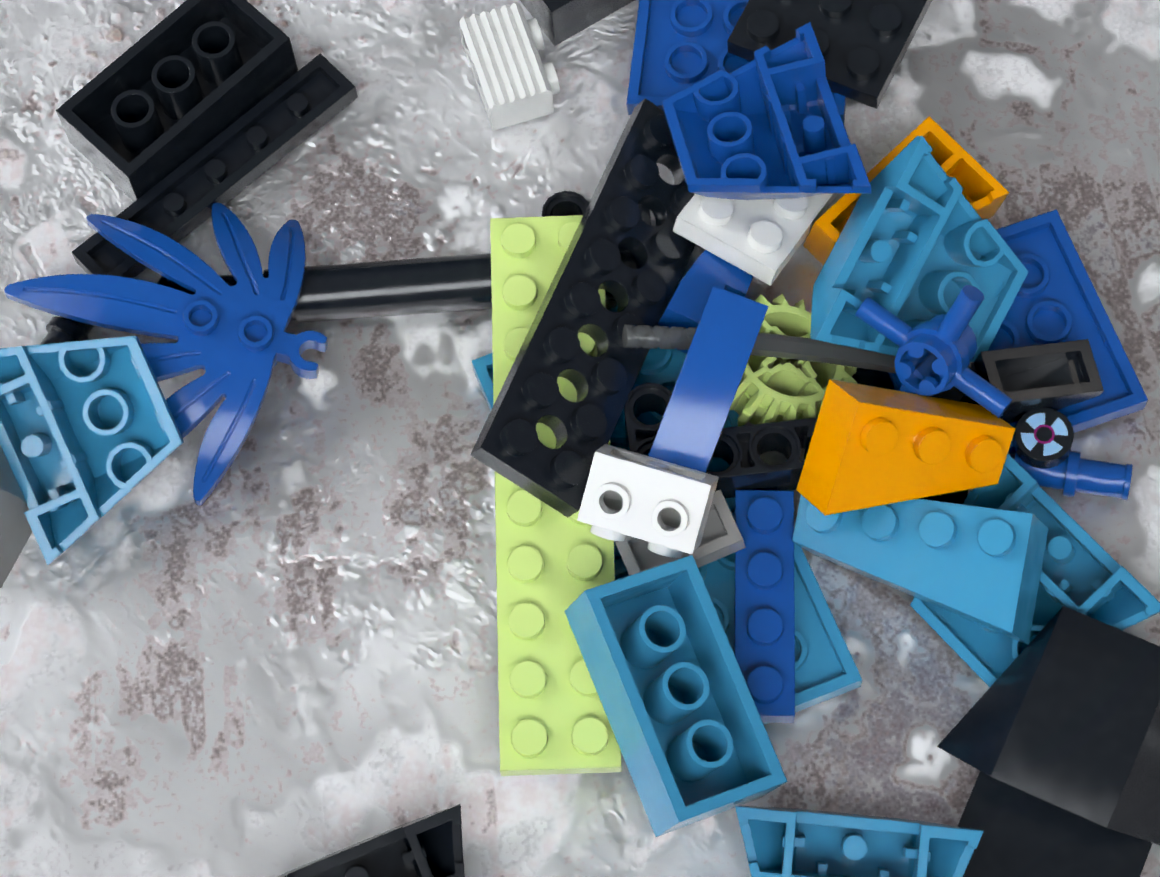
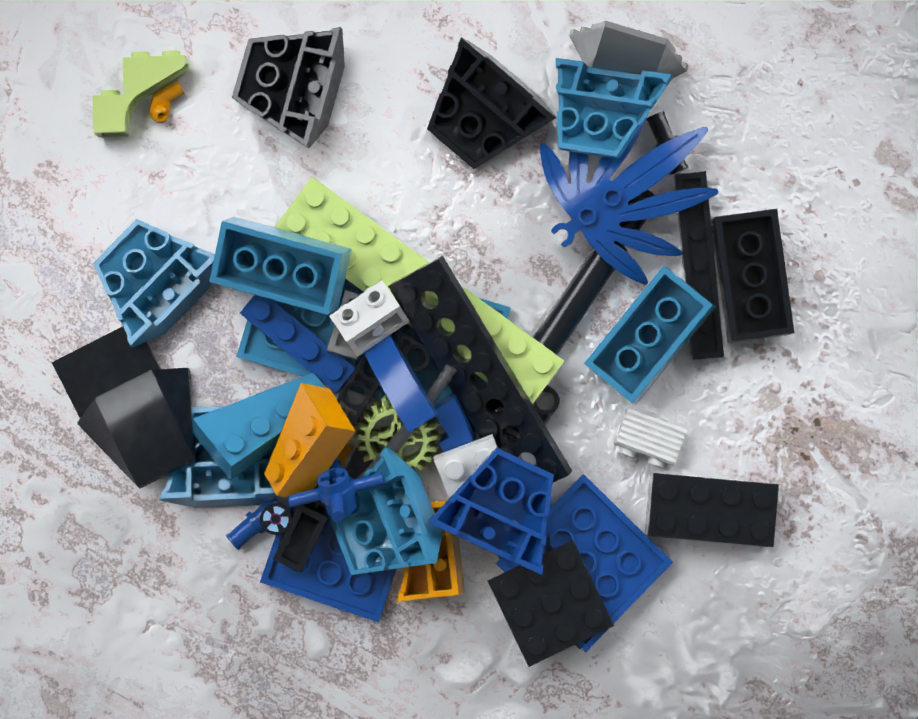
camera: 120 degrees right, 20 degrees up
(201, 606) = (484, 107): none -> black wedge
(363, 146) = (649, 335): none -> dark azure brick

